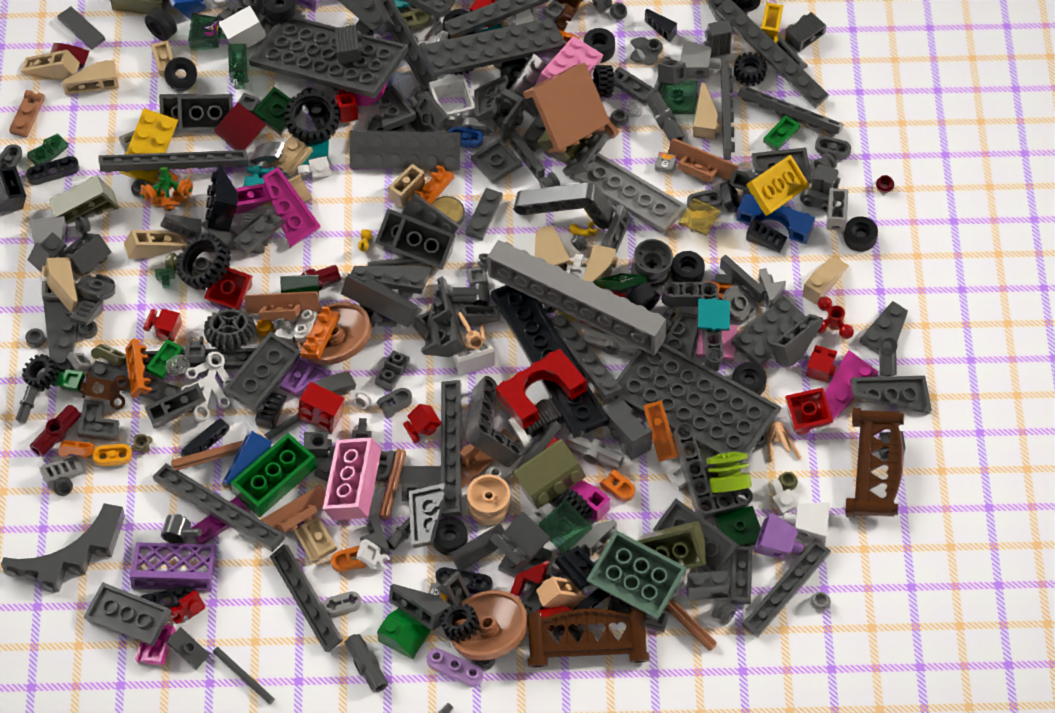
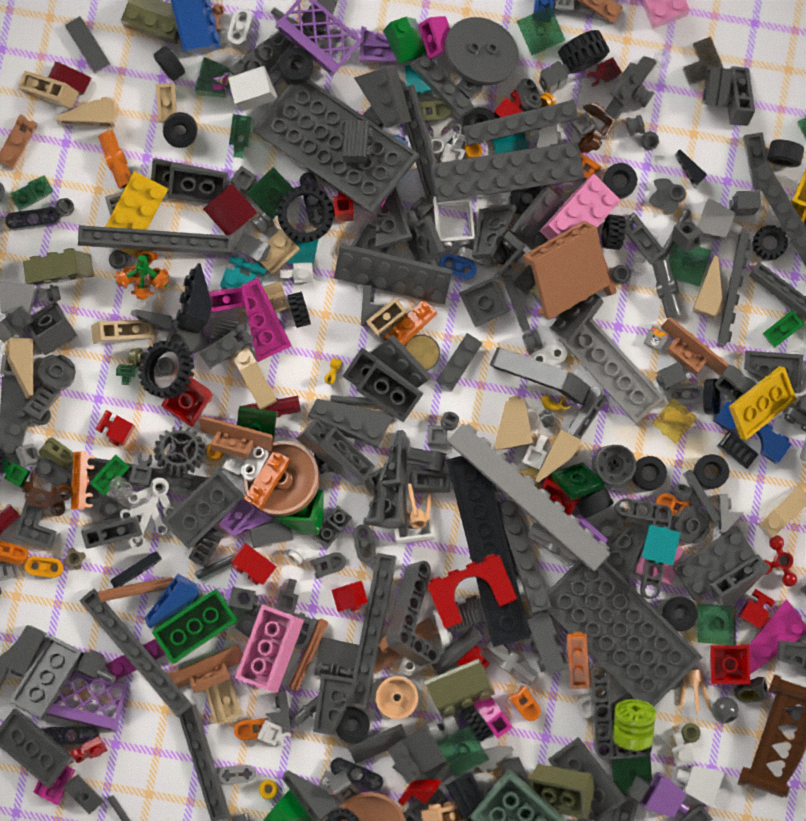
camera: 10 degrees right, 25 degrees up
(82, 154) = (64, 207): none -> dark grey plate
(122, 107) = (115, 158): none -> orange piece
(131, 546) = (46, 677): none -> plate
(273, 133) = (263, 222): none -> dark grey wheel
(288, 253) = (254, 378): none -> tan slope
(321, 193) = (299, 309): none -> black tyre
(365, 363) = (309, 518): none -> green slope
(377, 606) = (263, 793): none -> yellow plate
(386, 179) = (367, 309): none -> dark grey slope
(428, 378) = (364, 543): none -> dark grey plate
(687, 185) = (671, 376): none -> dark grey brick
(749, 534) = (638, 789): none -> dark grey brick
(751, 248) = (722, 466): none -> black tyre
(786, 378) = (716, 624): none -> clear green plate
(815, 452) = (725, 710): none -> dark grey piece
(836, 431) = (753, 692): none -> pearl dark grey rock

